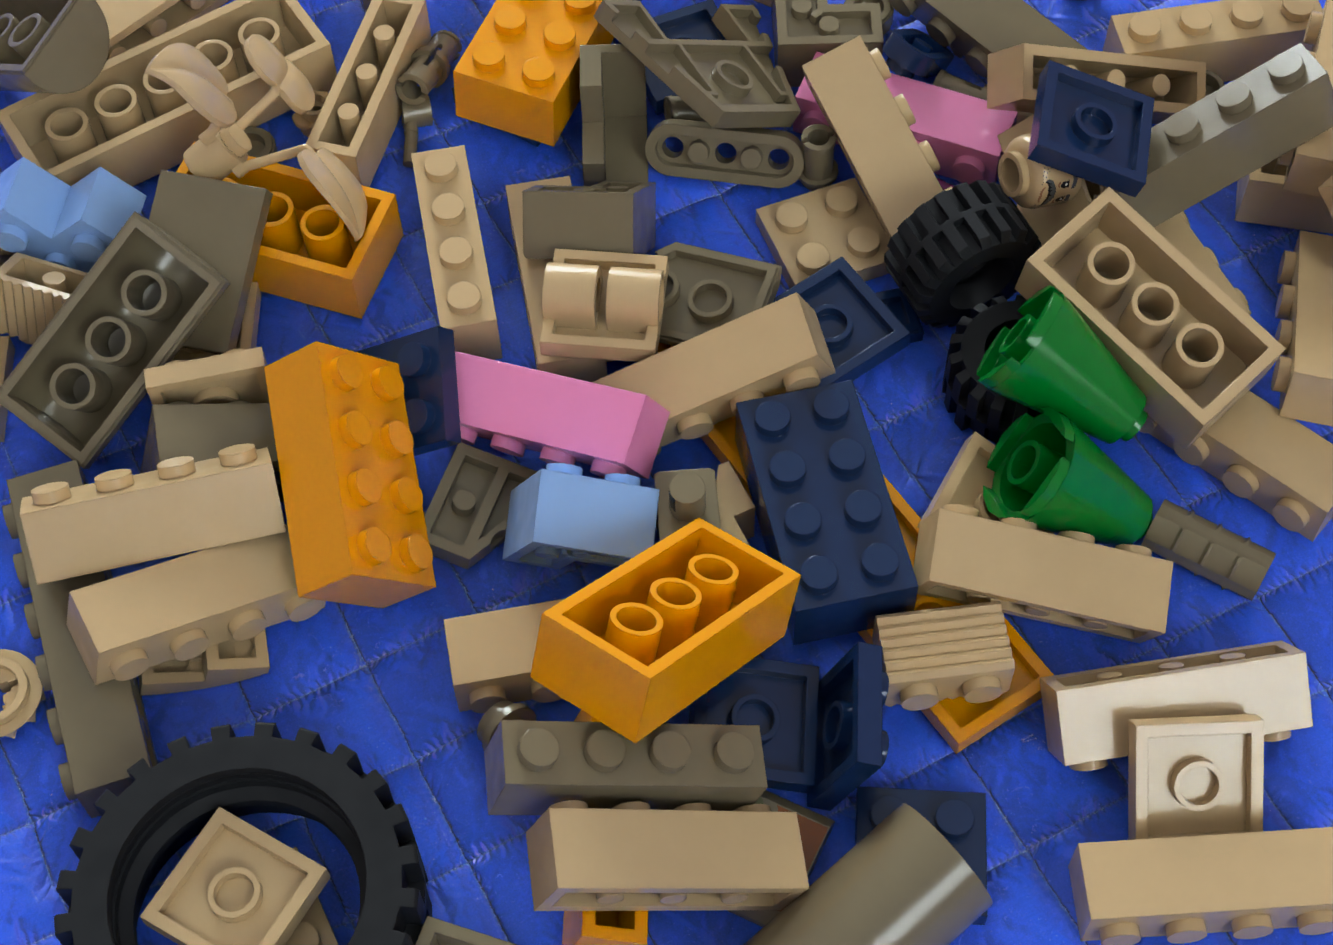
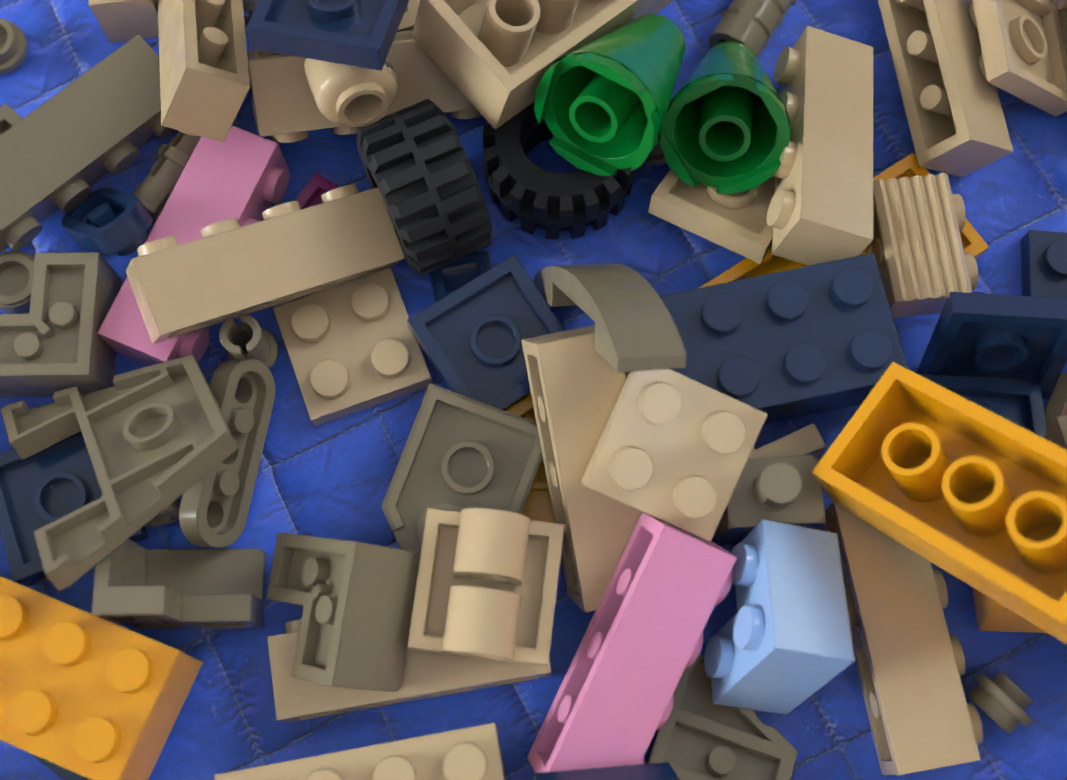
camera: 90 degrees left, 15 degrees up
(718, 413) = (674, 449): none -> tan plate
(842, 358) = (628, 314): none -> dark tan slope

